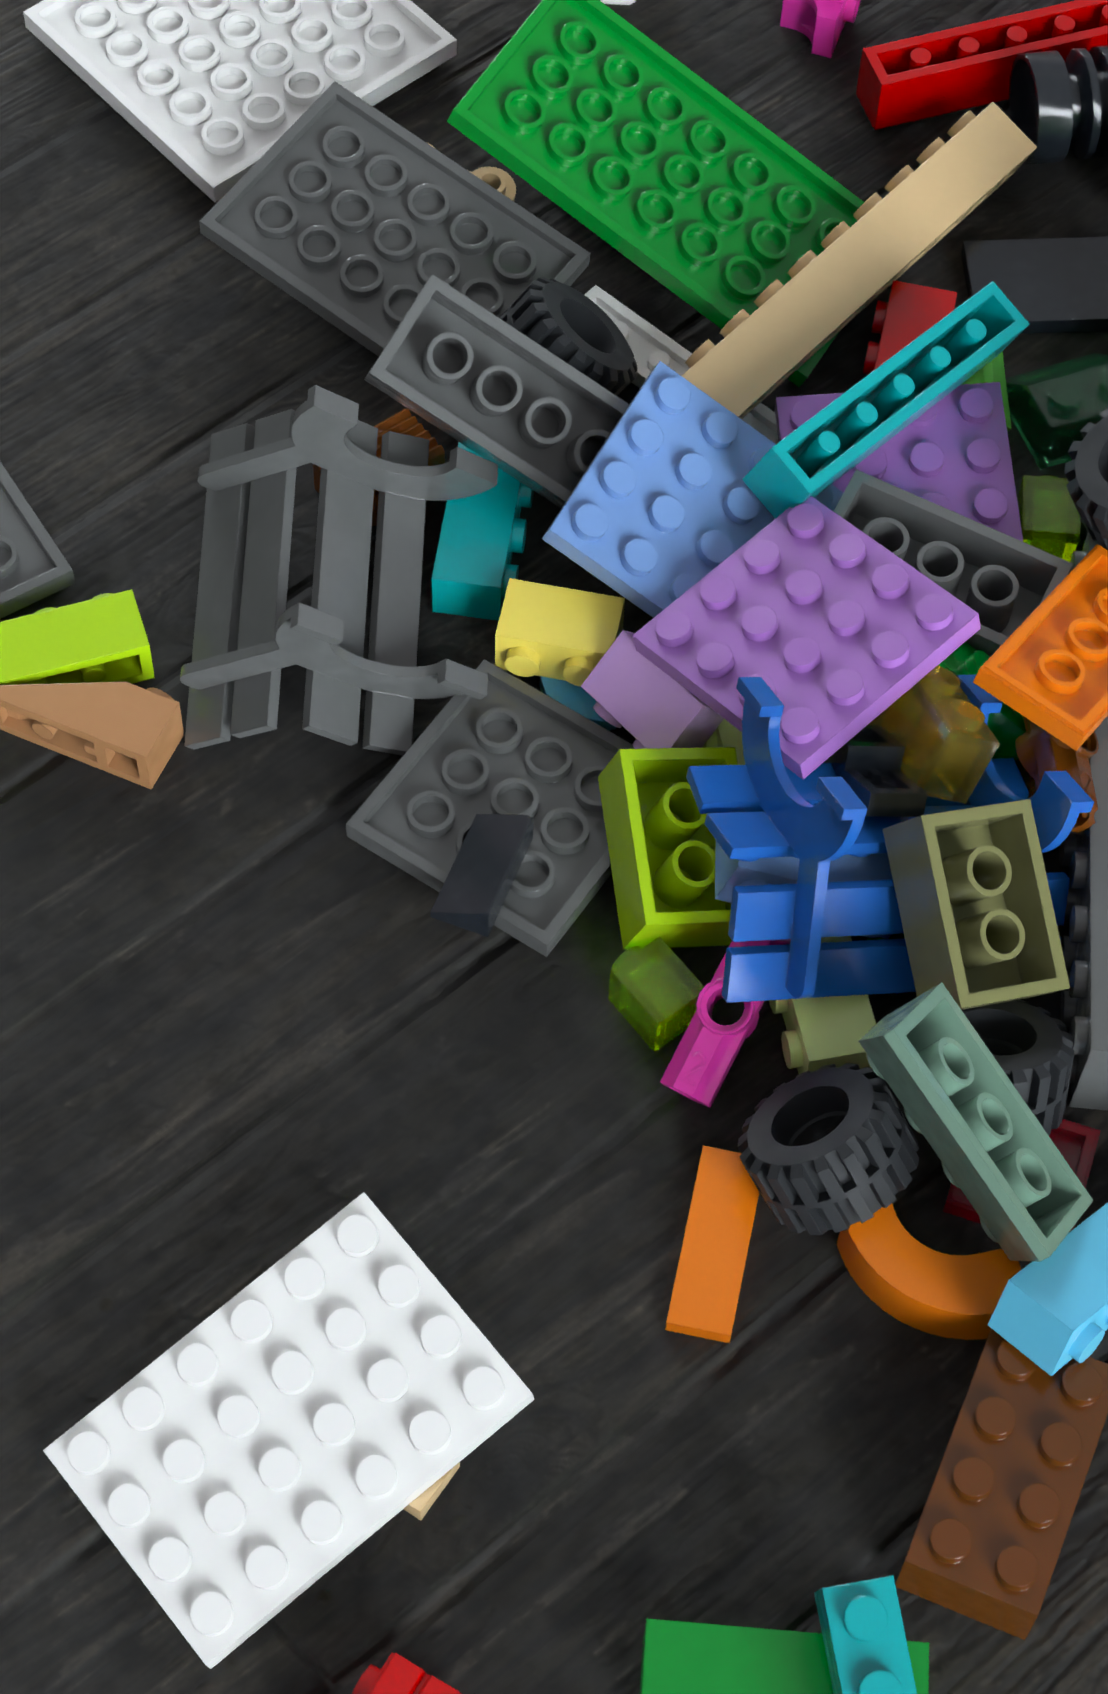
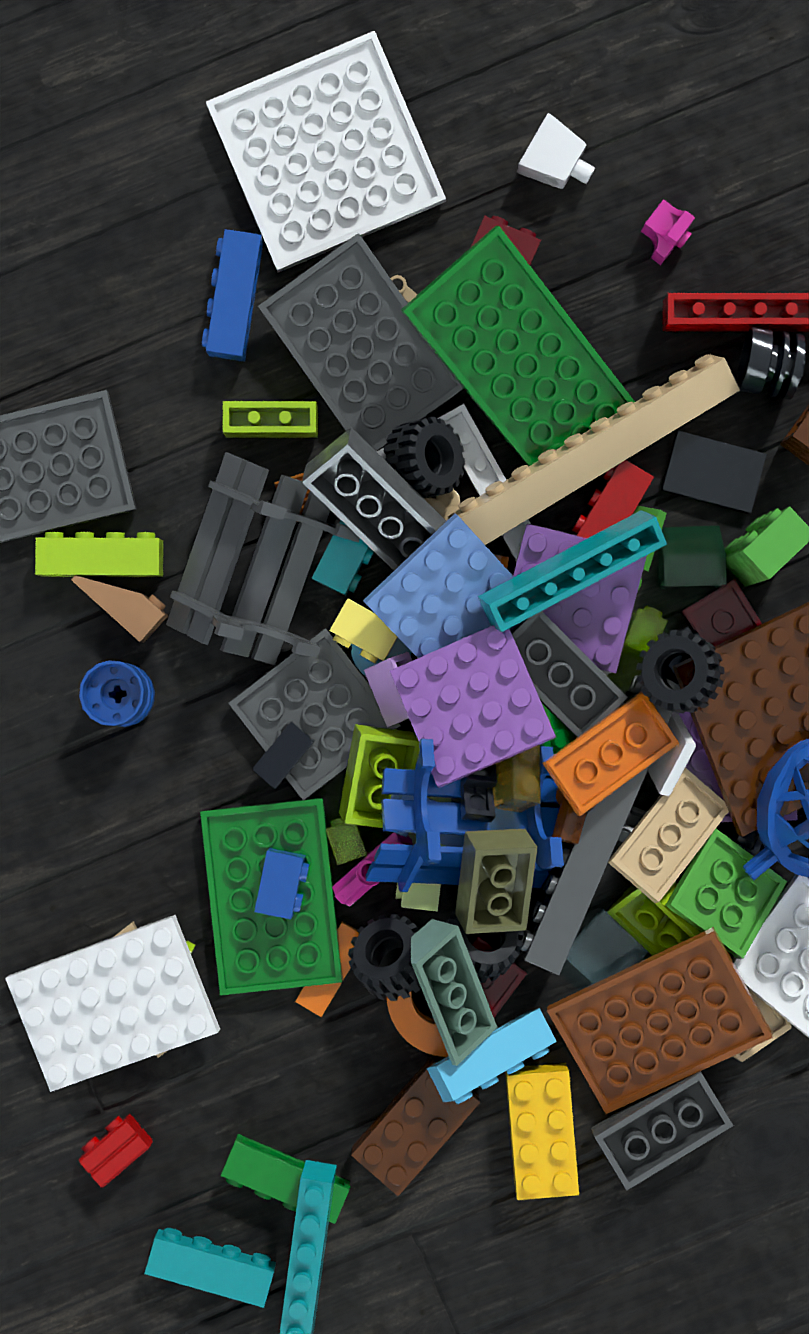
camera: 20 degrees right, 30 degrees up
(129, 853) = (103, 683): none -> blue wheel
(152, 239) = (234, 295): none -> blue brick
(271, 375) = (270, 419): none -> lime brick
(549, 1141) = (262, 949): none -> green plate
(560, 1082) = (281, 883): none -> blue brick

